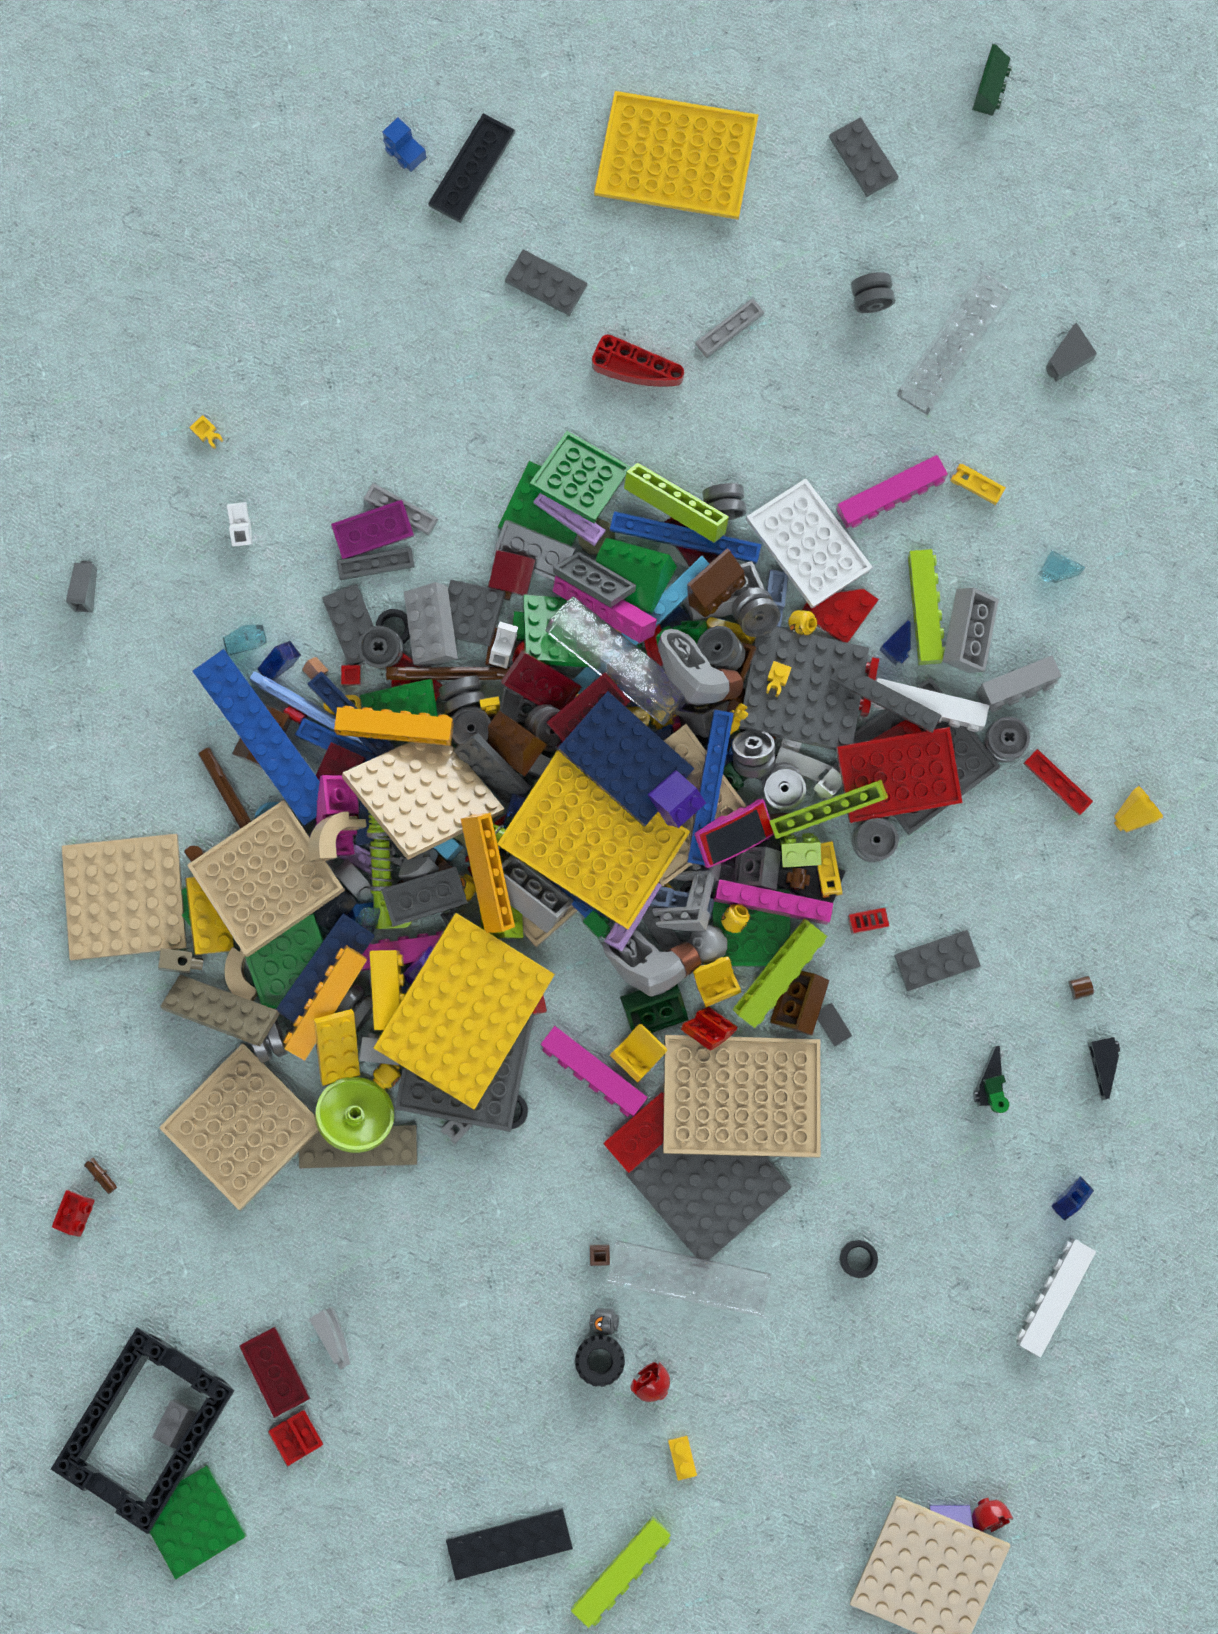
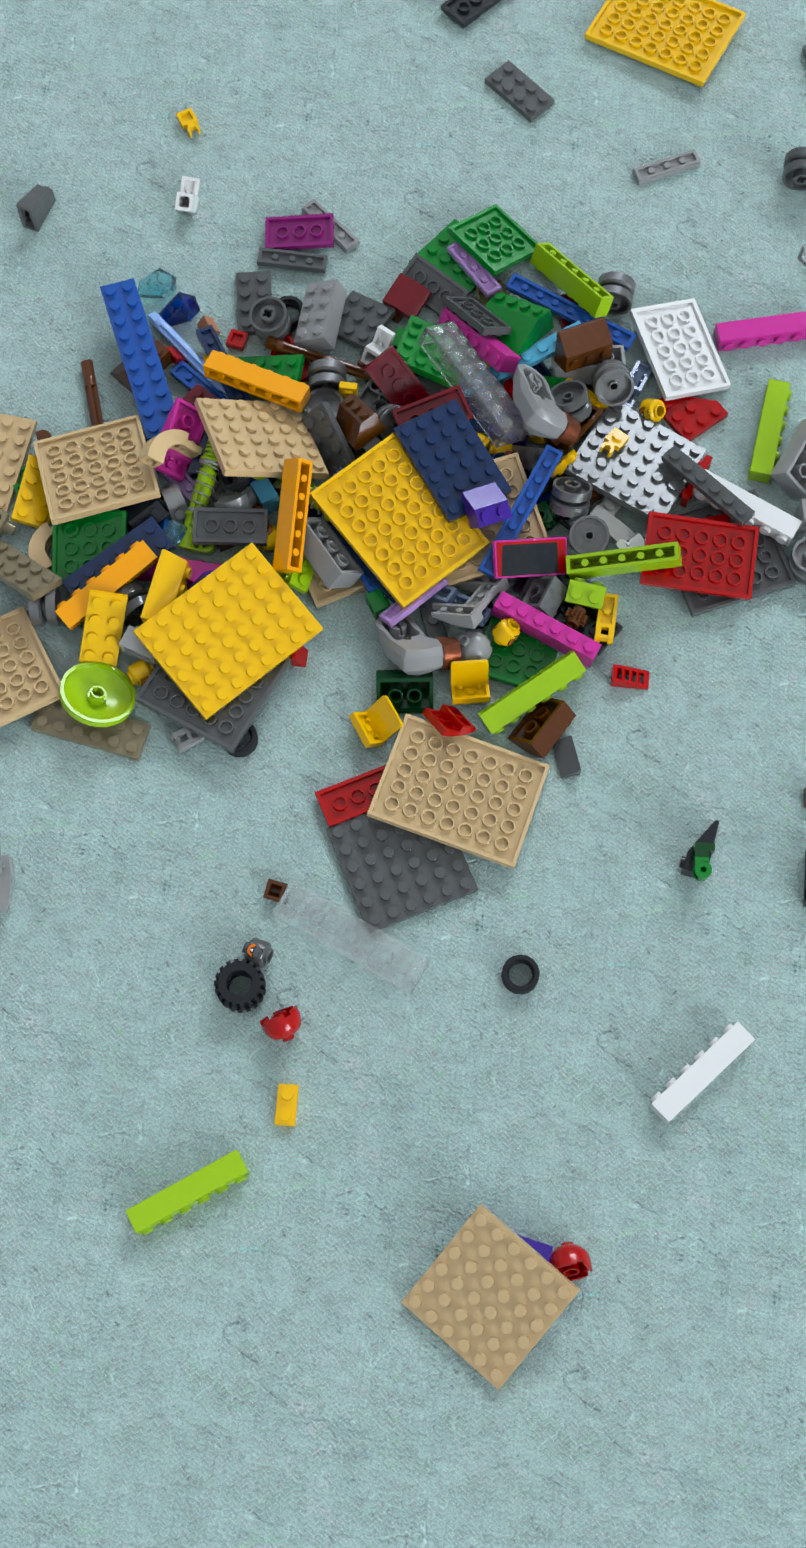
camera: 20 degrees right, 10 degrees down
(509, 1544) = (91, 1130): black plate -> none
(593, 1071) = (329, 727): dark pink brick -> none
(629, 369) = (573, 170): red beam -> none
(885, 835) = (658, 608): flat silver wheel -> none
(898, 645) = (732, 454): clear blue slope -> none
(937, 960) = (683, 732): dark grey plate -> none
(1072, 1198) = (746, 985): clear blue slope -> none

